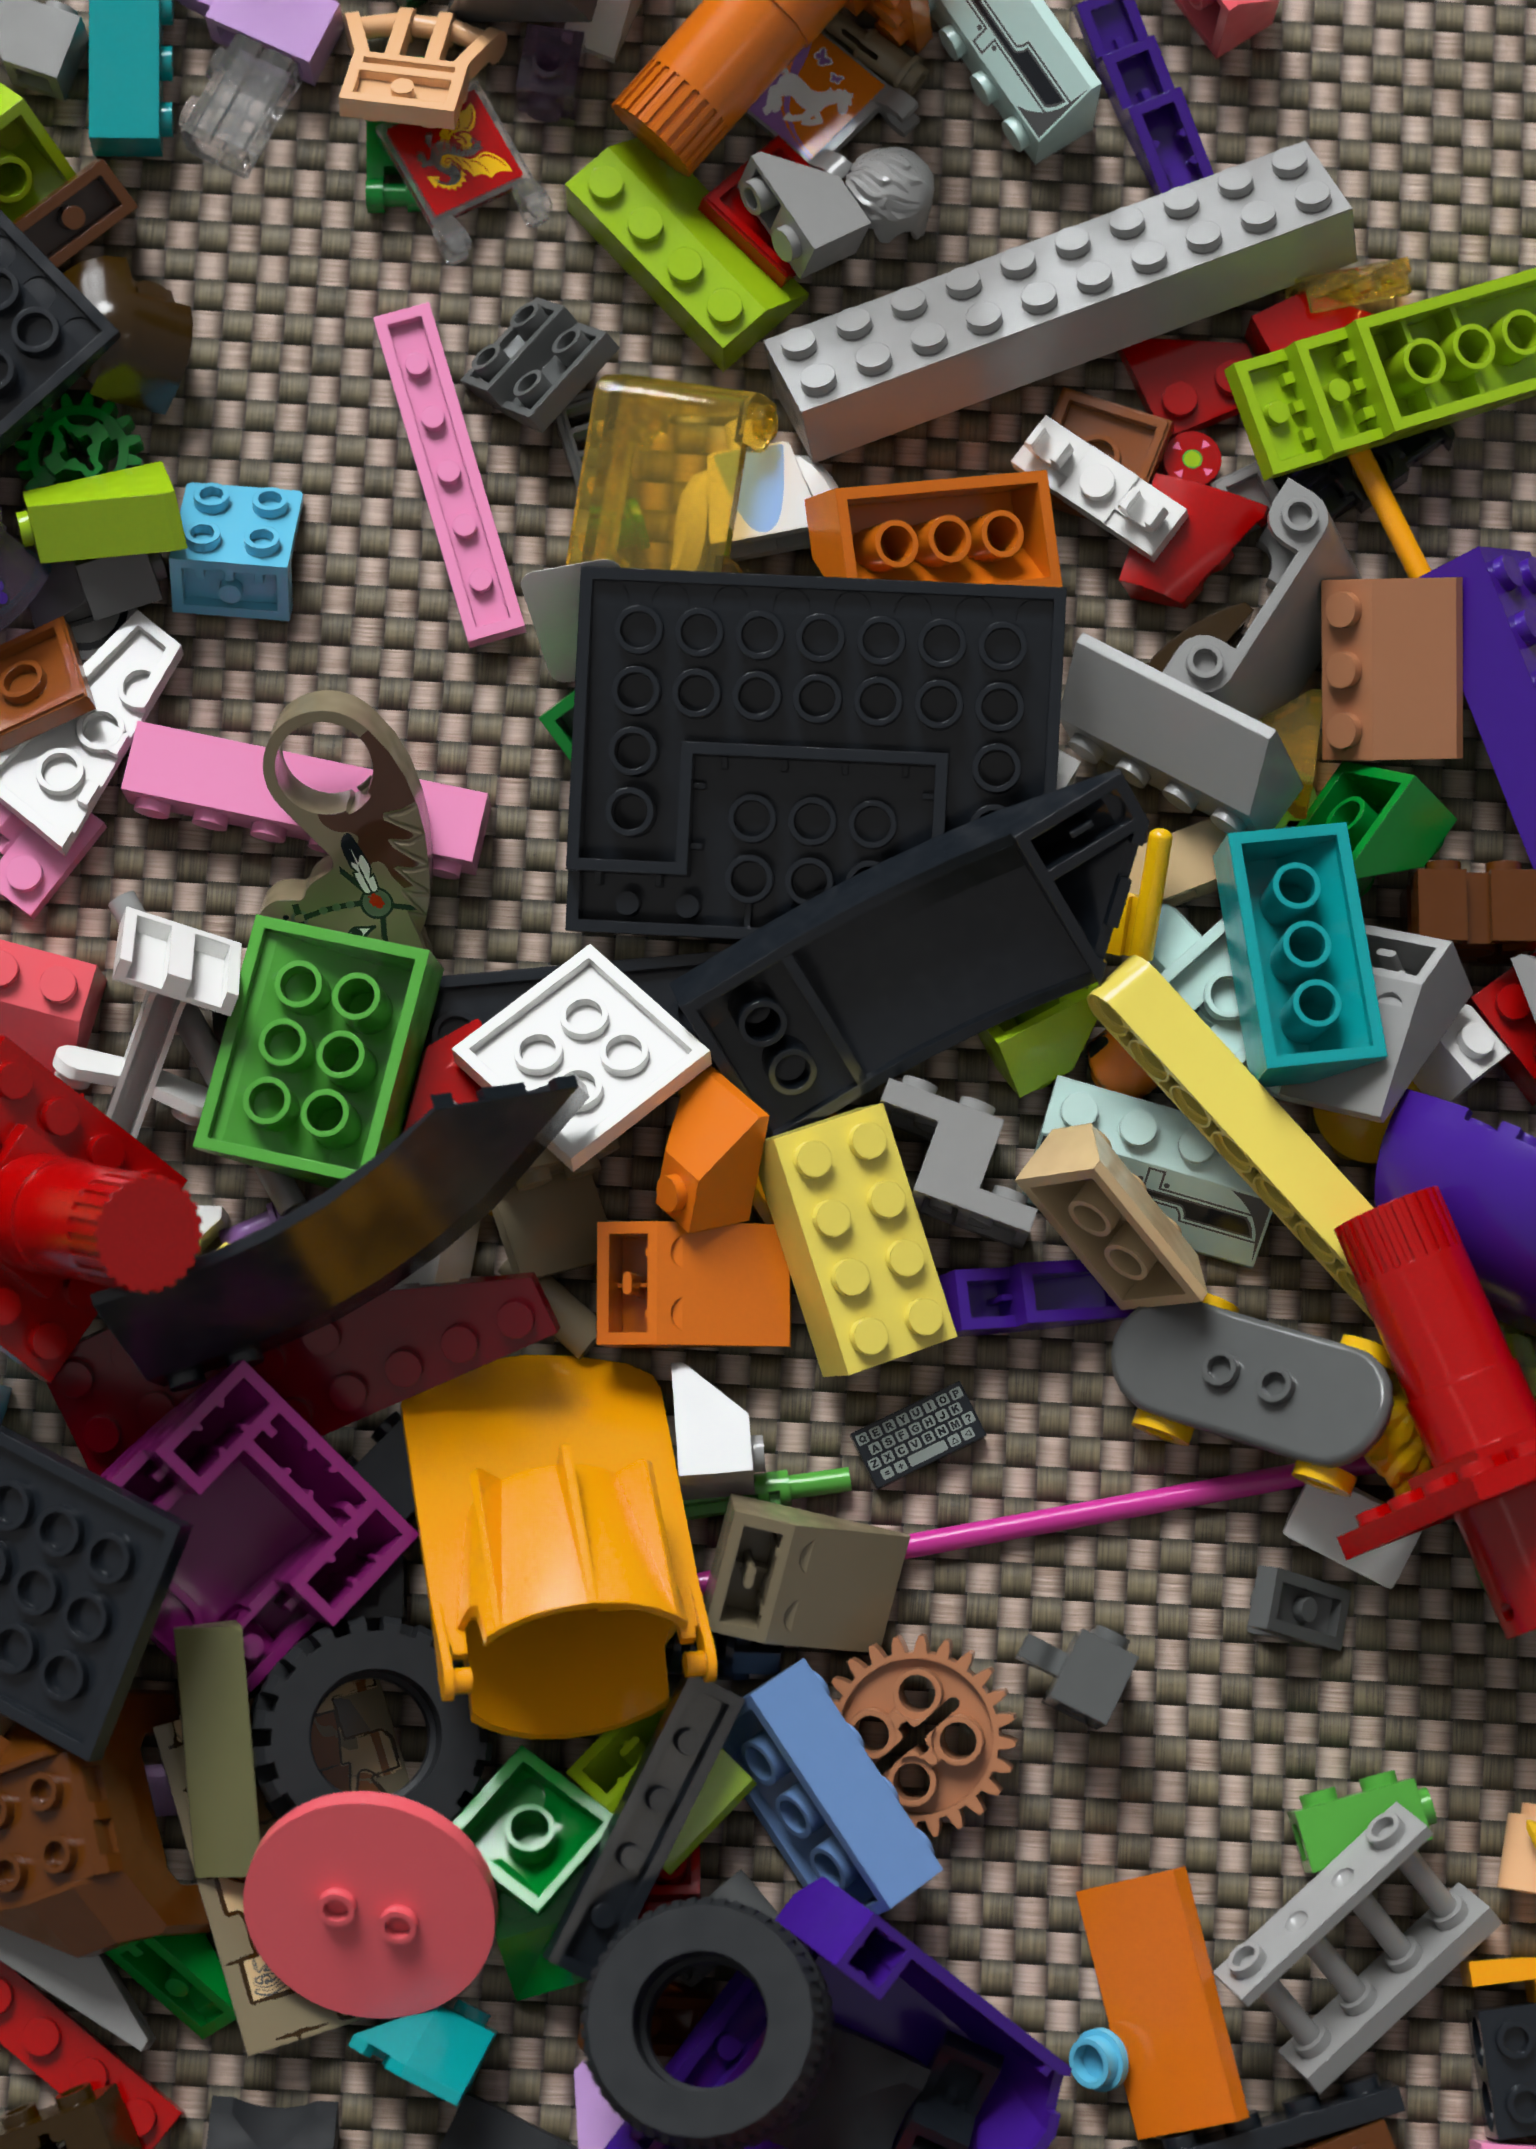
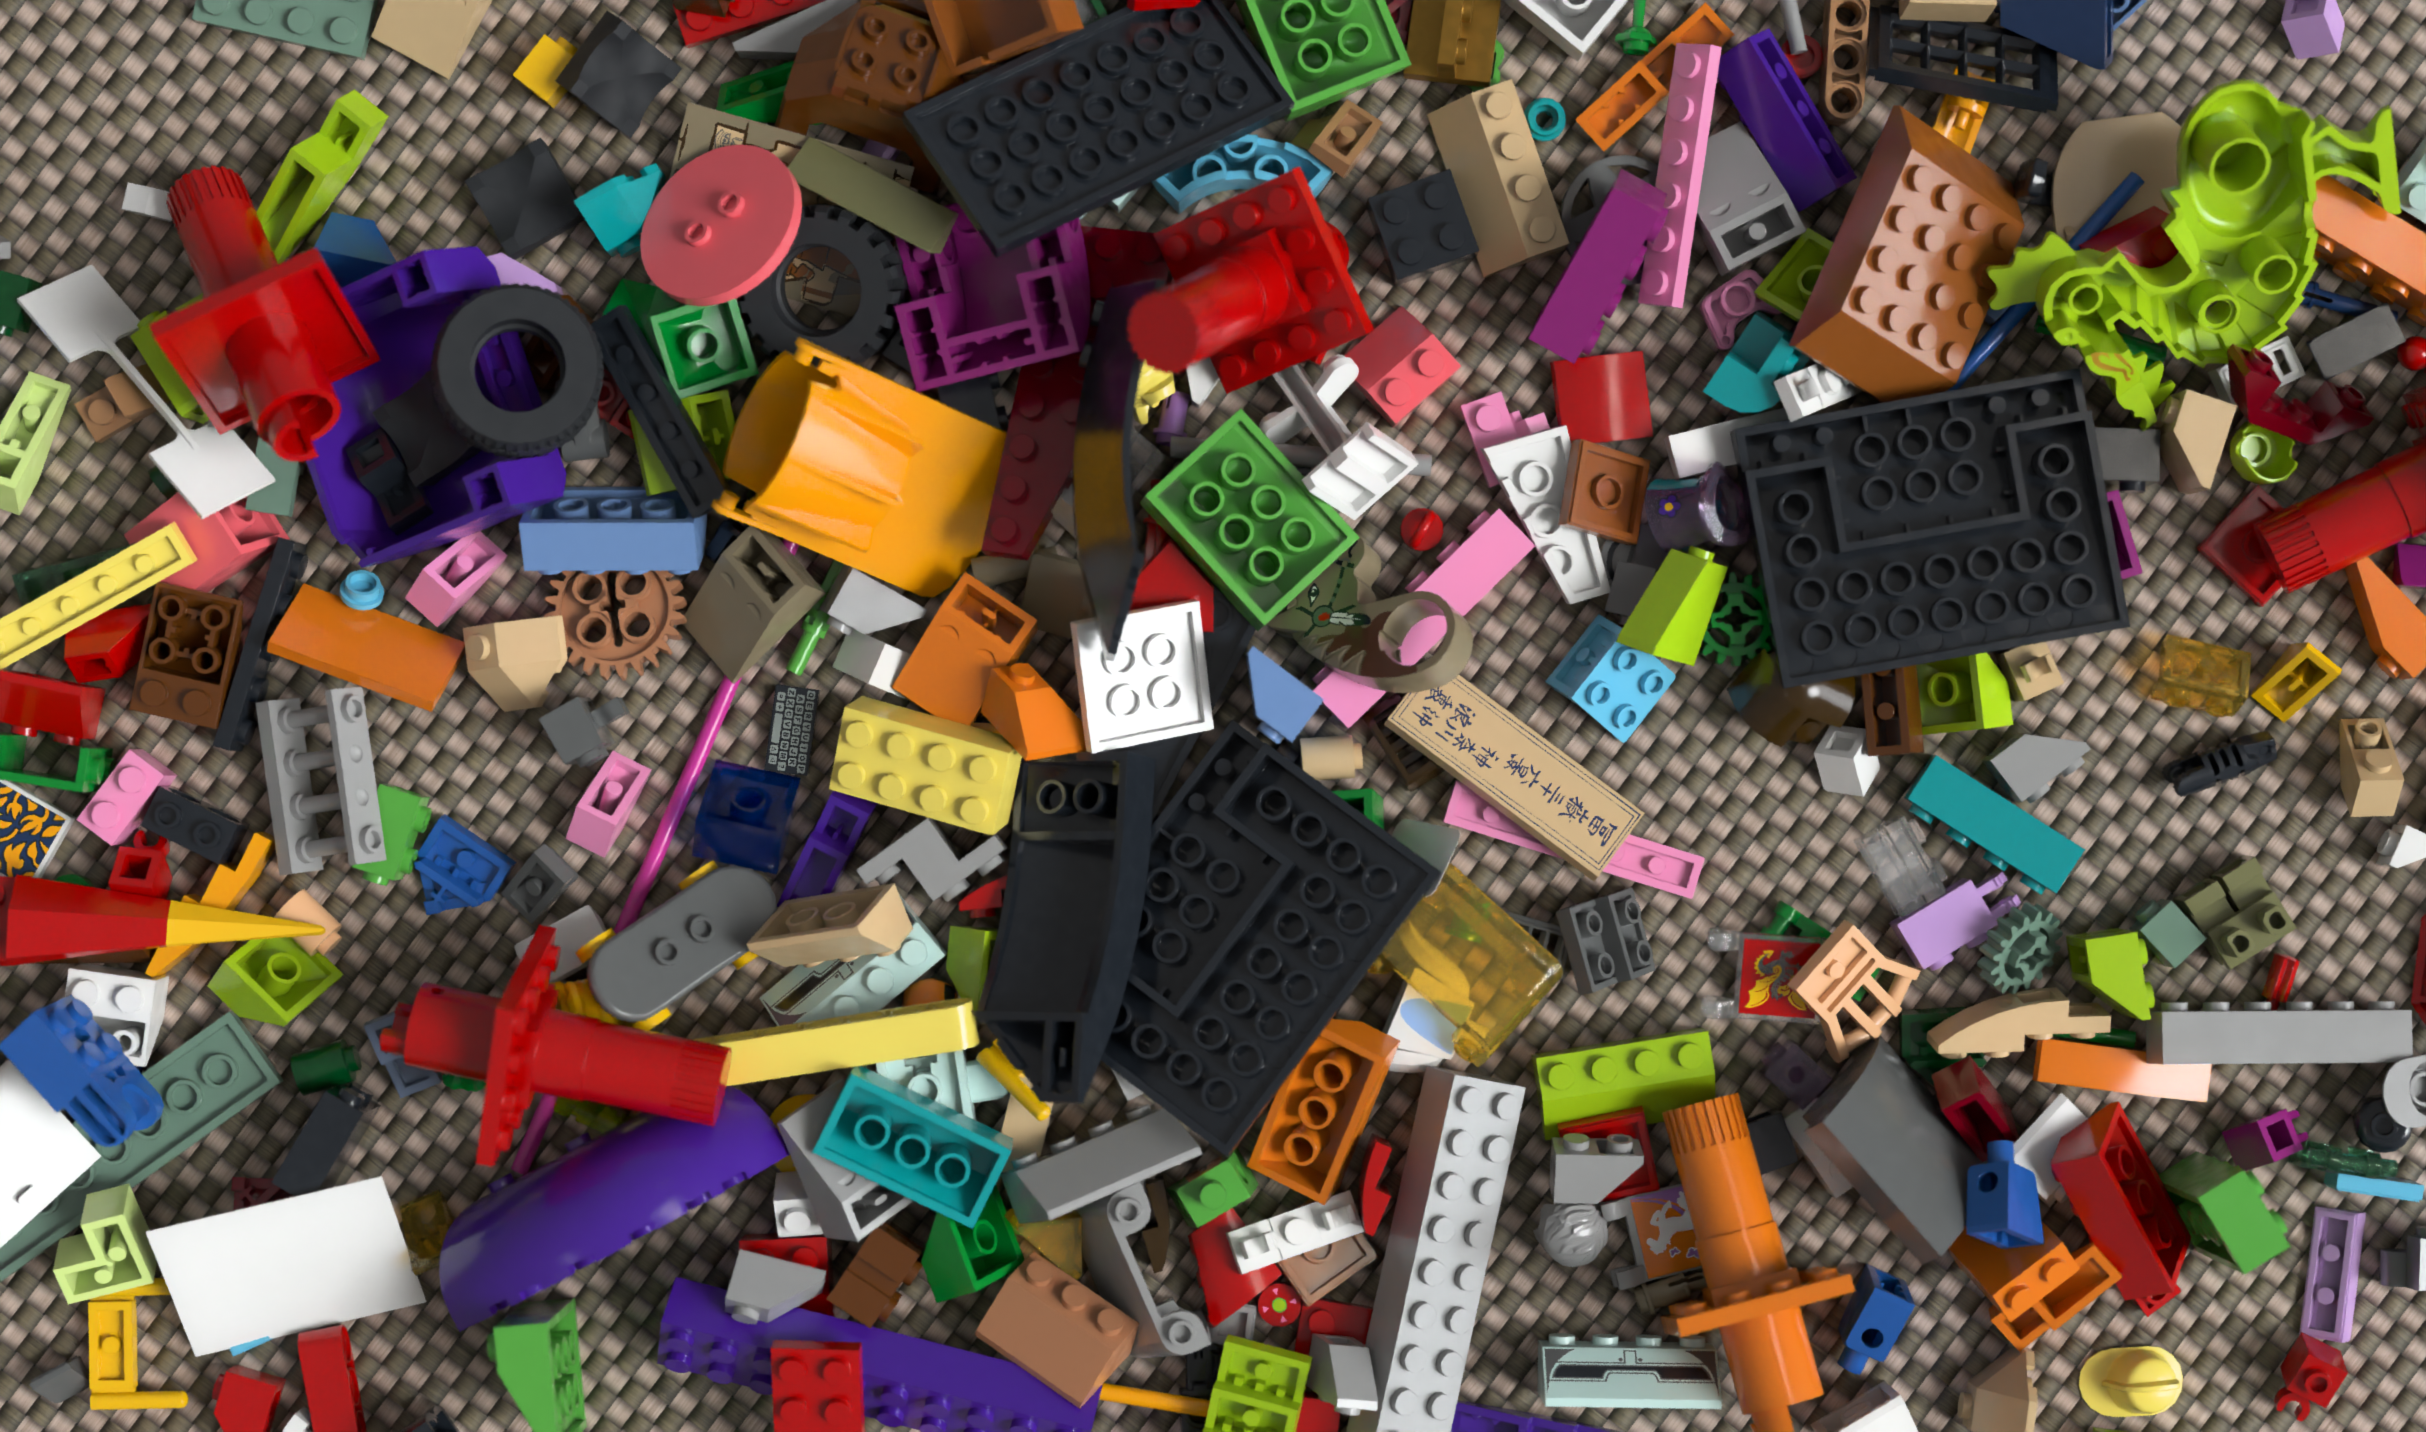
camera: 130 degrees right, 10 degrees up
(160, 236) = (1845, 761): none -> white panel
(204, 869) = (1421, 529): none -> red tile
(413, 575) = (1517, 772): none -> tan tile
(452, 702) = (1419, 776): none -> dark brown slope
(506, 886) = (1278, 698): none -> medium blue slope
(534, 798) = (1330, 757): none -> tan brick
(635, 45) = (1771, 1140): none -> black panel
(775, 1393) = (871, 660): none -> white slope
(957, 1077) = (985, 899): none -> red slope
(982, 443) = (1373, 1195): none -> red slope
(1008, 1955) = (454, 577): none -> bright pink slope
(1053, 1811) = (516, 659): none -> tan slope
(1055, 1418) = (745, 817): none -> clear blue slope
(1118, 607) = (1213, 1189): none -> bright green torso
(1151, 1590) = (607, 804): none -> bright pink slope
(1218, 326) = (1342, 1373): none -> light grey slope
(1345, 1719) = (459, 868): none -> blue slope

